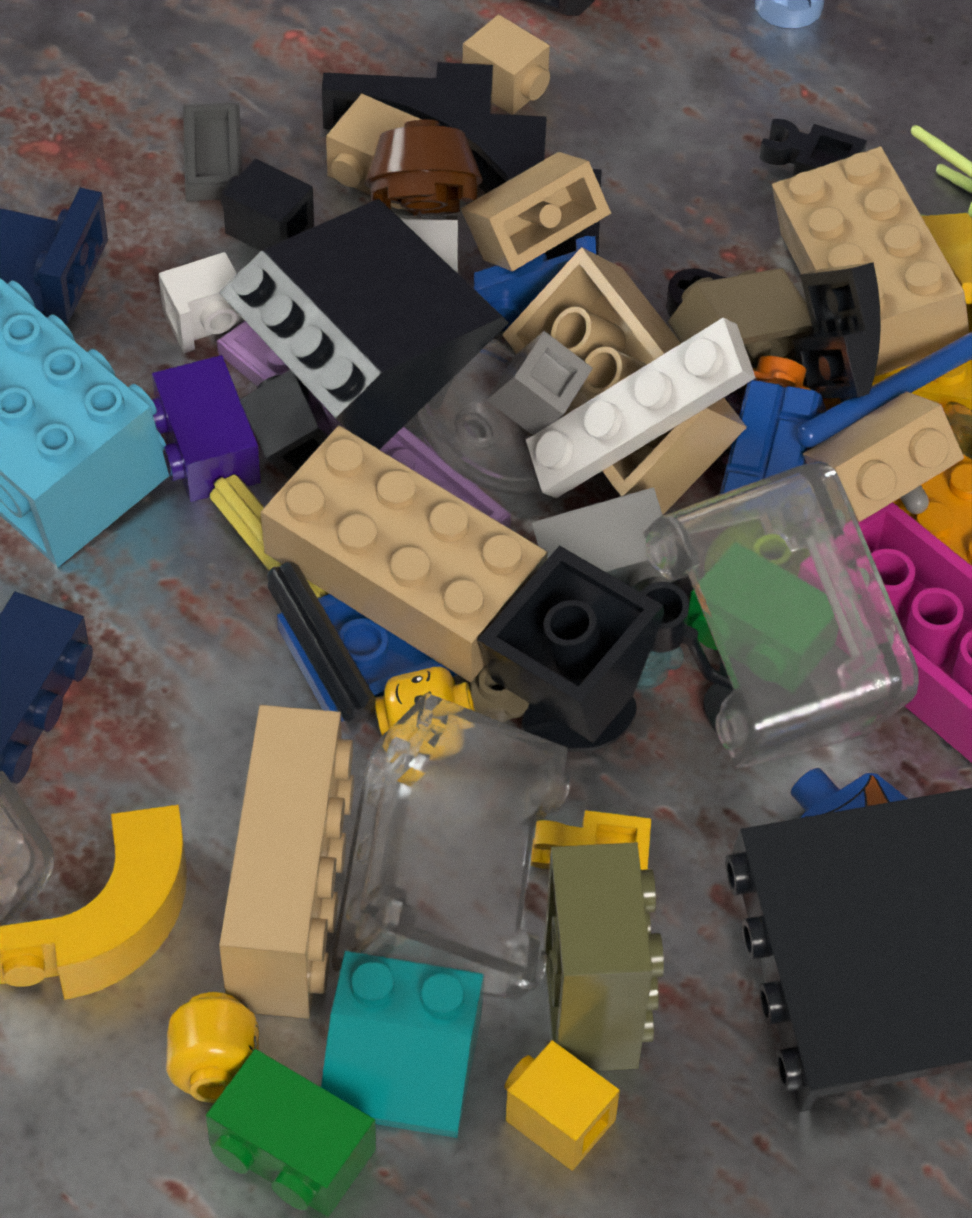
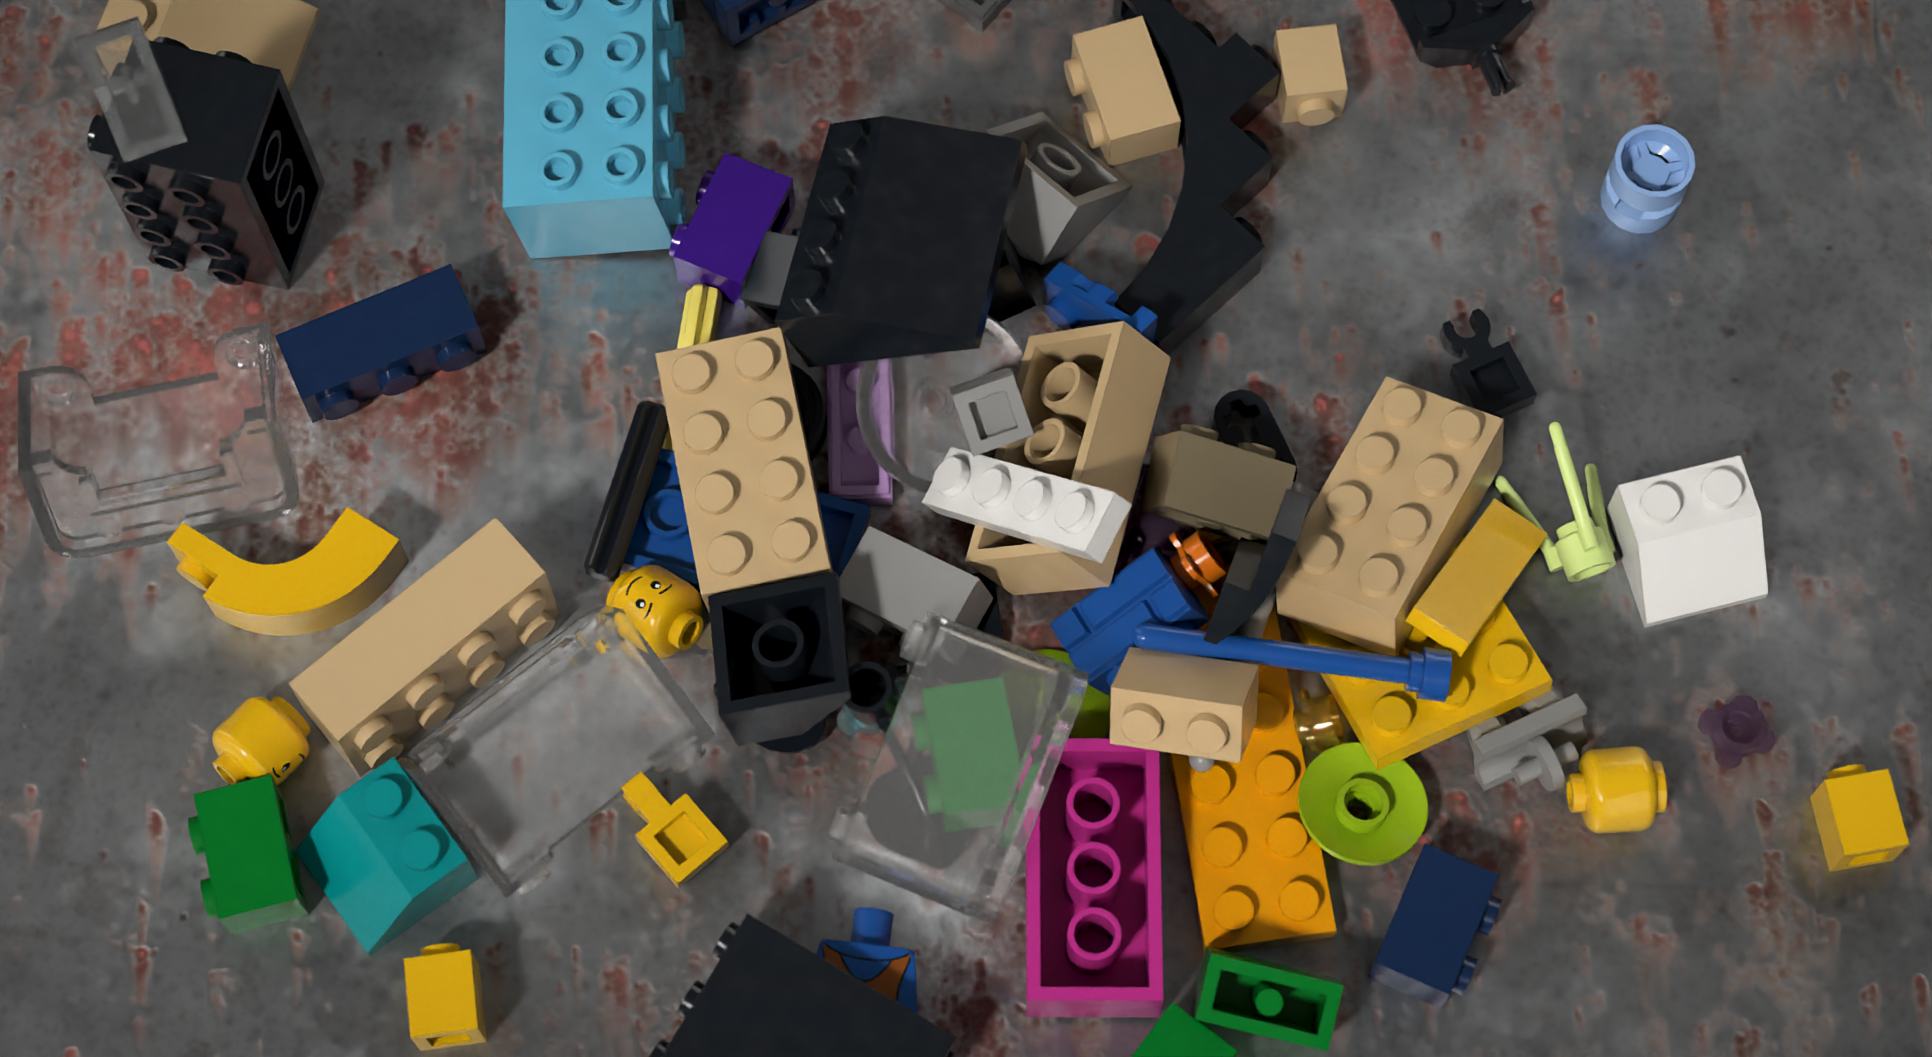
camera: 45 degrees right, 15 degrees up
(194, 302) = (837, 98): white brick -> none
(266, 206) = (975, 63): black brick -> none
(424, 169) = (1090, 139): reddish brown cone -> none
(536, 211) = (1140, 251): tan brick -> none
(601, 954) = (544, 920): olive brick -> none

